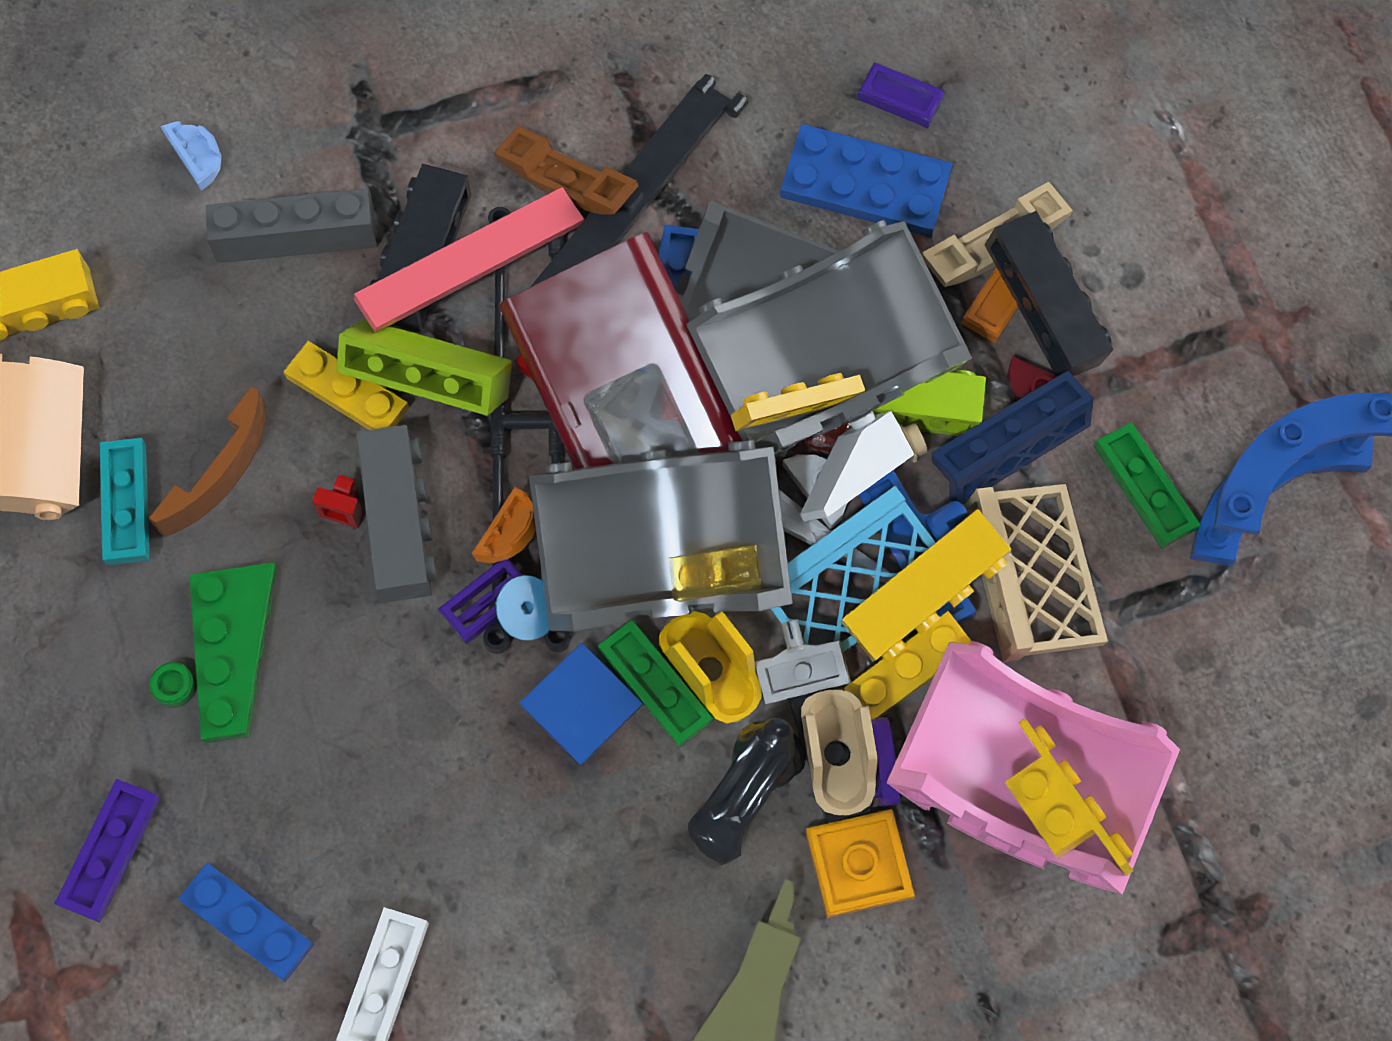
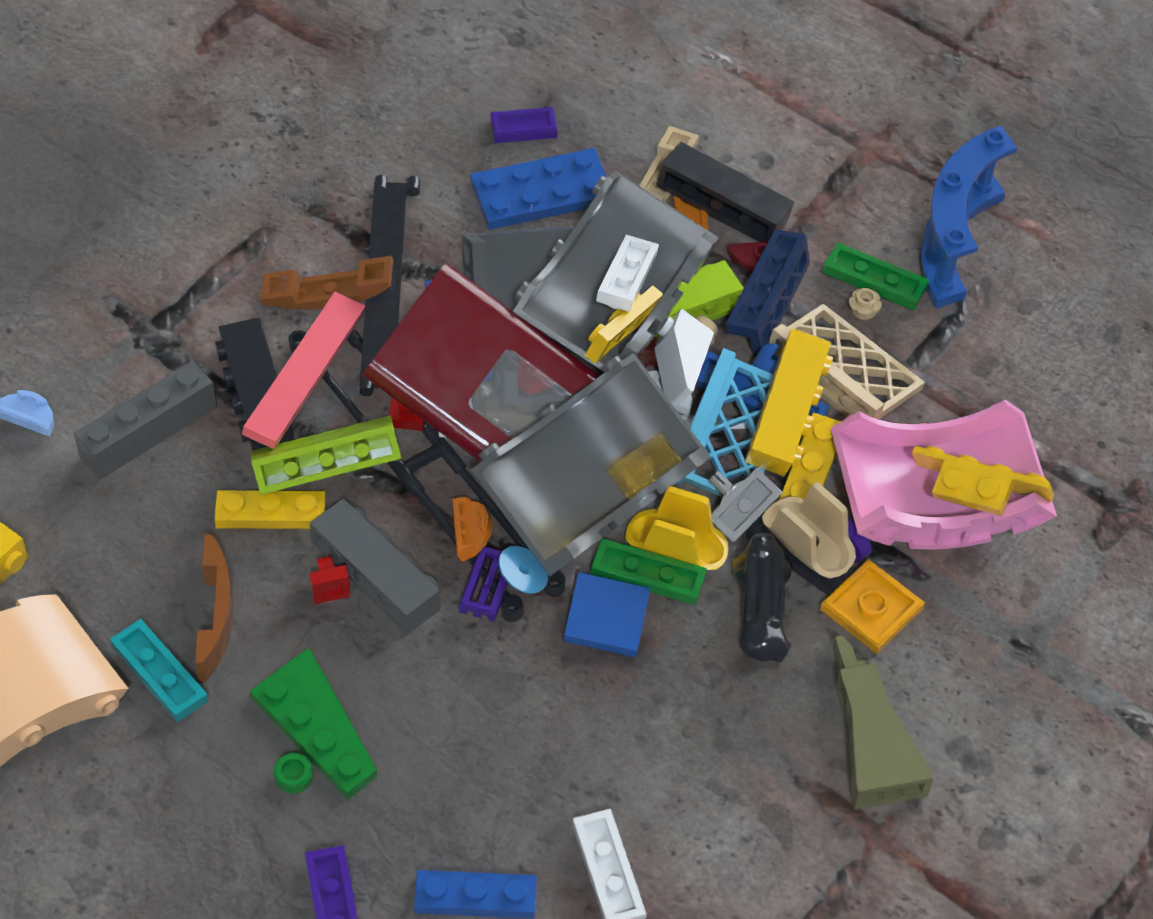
camera: 35 degrees left, 15 degrees down
(838, 347) = (627, 273): none -> white plate
(1108, 518) = (865, 303): none -> tan plate

